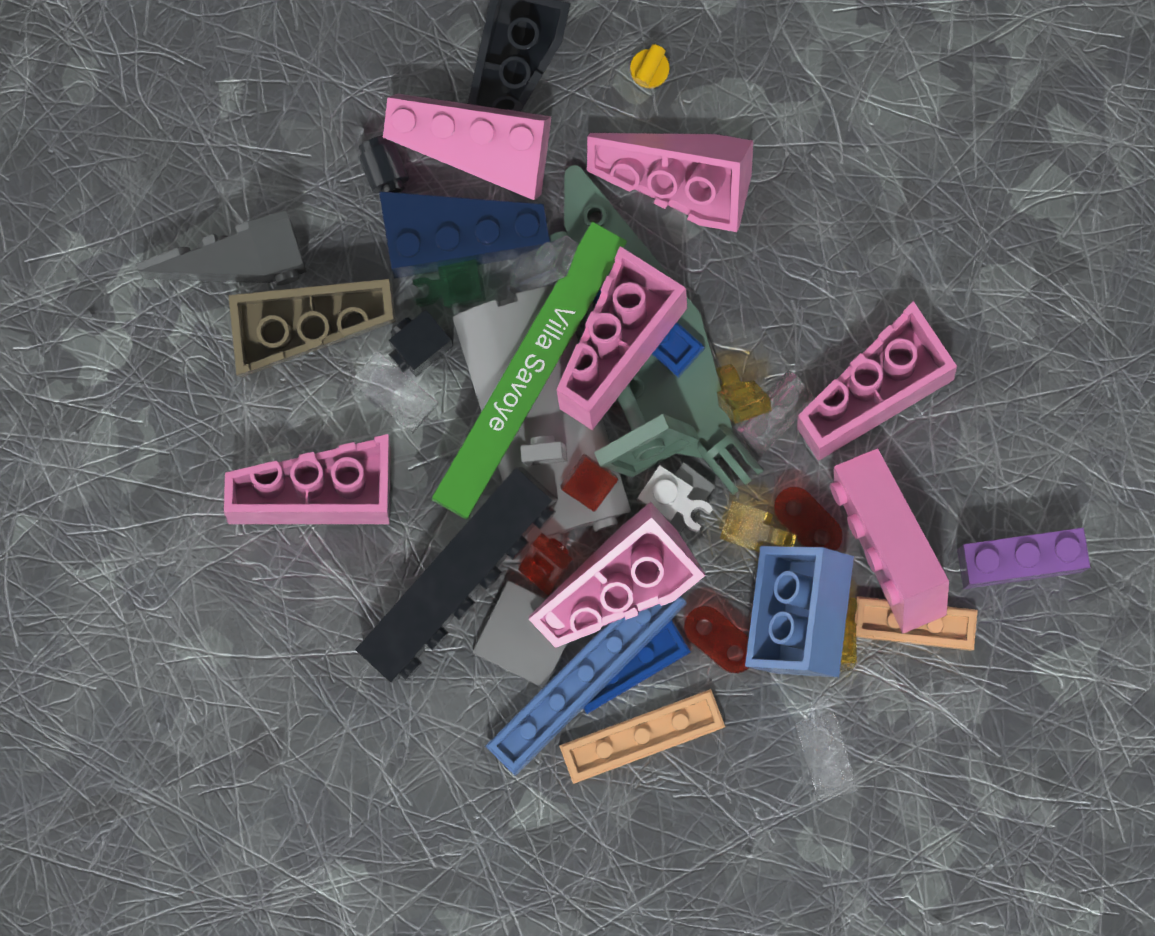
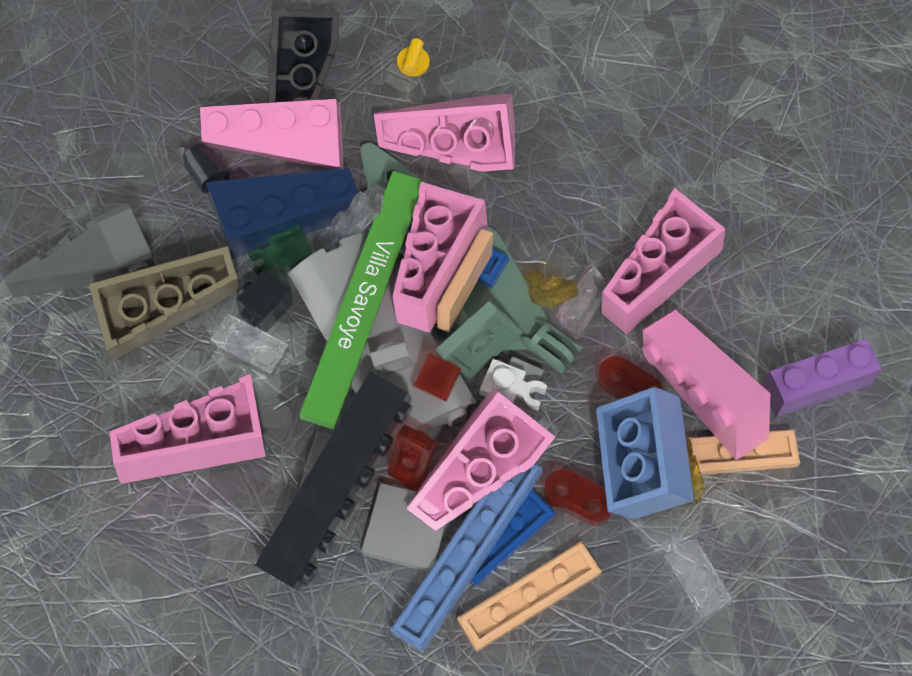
camera: 15 degrees left, 15 degrees down
(645, 373) = (464, 280): none -> light nougat tile
(752, 527) = (582, 396): clear yellow plate -> none

